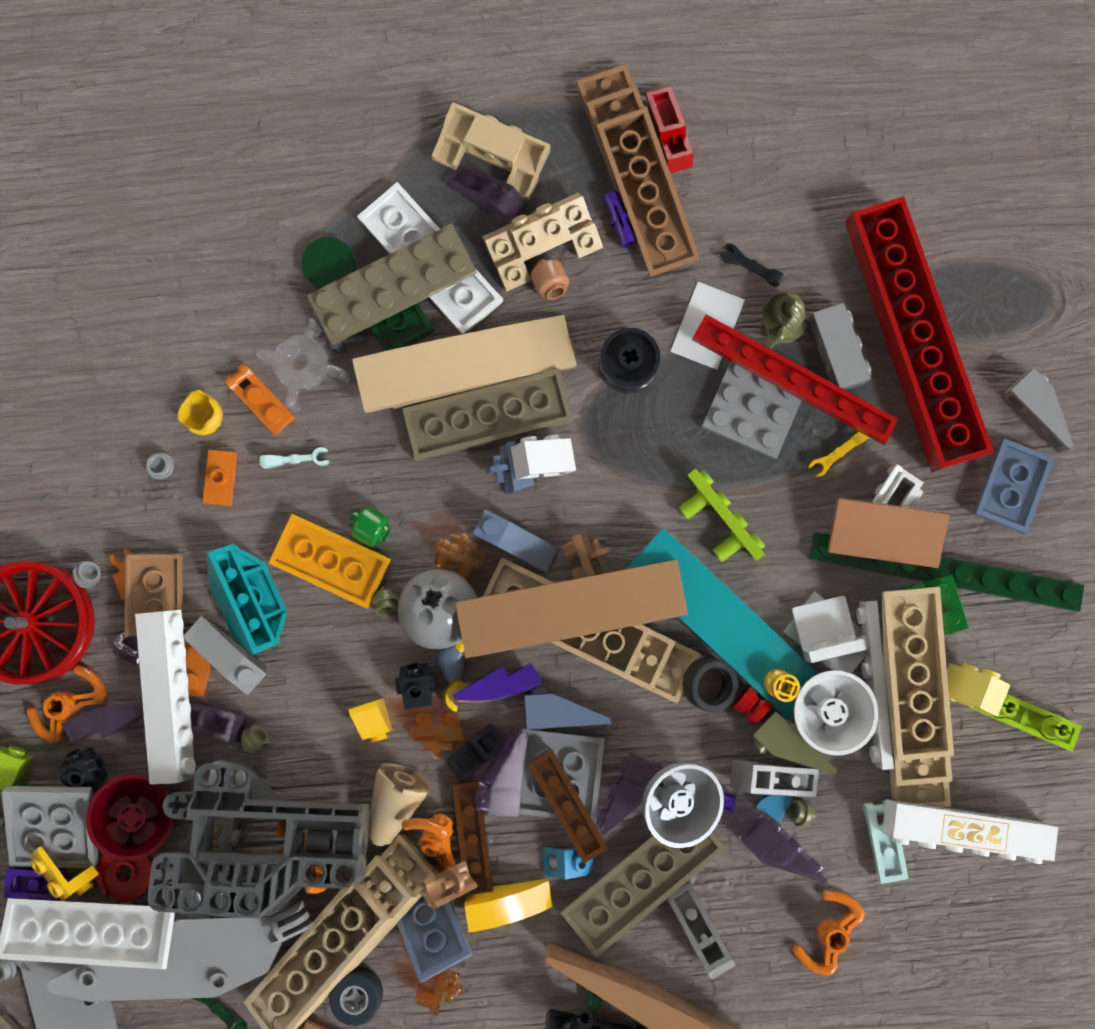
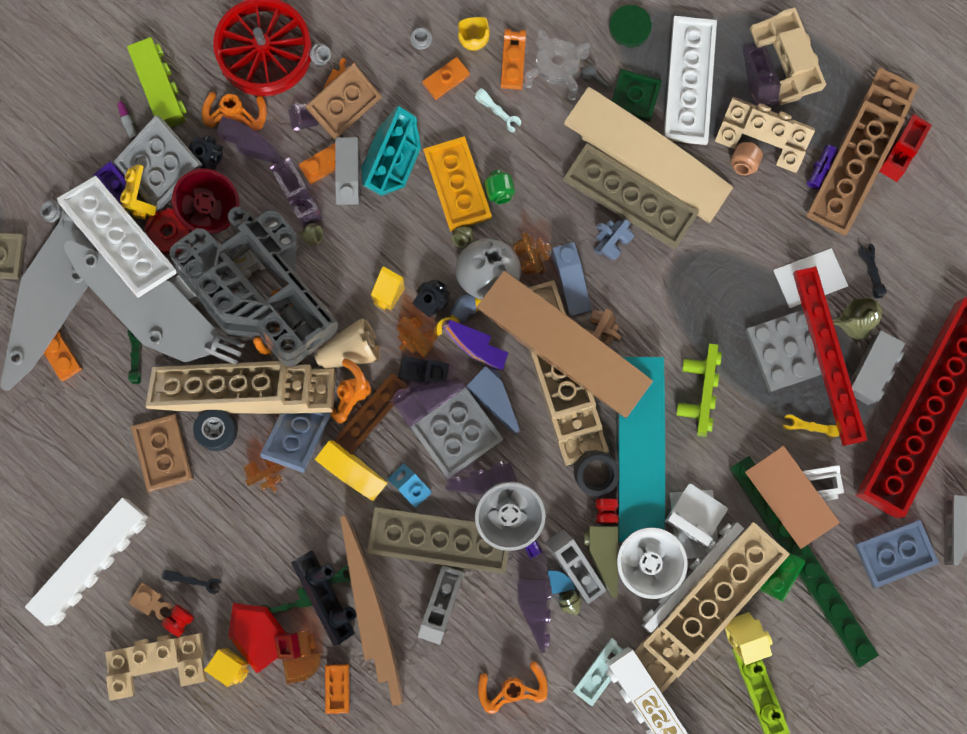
camera: 45 degrees right, 5 degrees down
(165, 697) = (293, 157): white brick -> none
(392, 284) = (654, 70): dark tan plate -> none
(447, 885) = (331, 420): medium nougat hips -> none
(544, 457) = (641, 251): white piece -> none
(567, 805) = (443, 451): reddish brown plate -> none
(633, 345) = (744, 248): black wheel -> none
(776, 682) = (637, 512): yellow wheel -> none

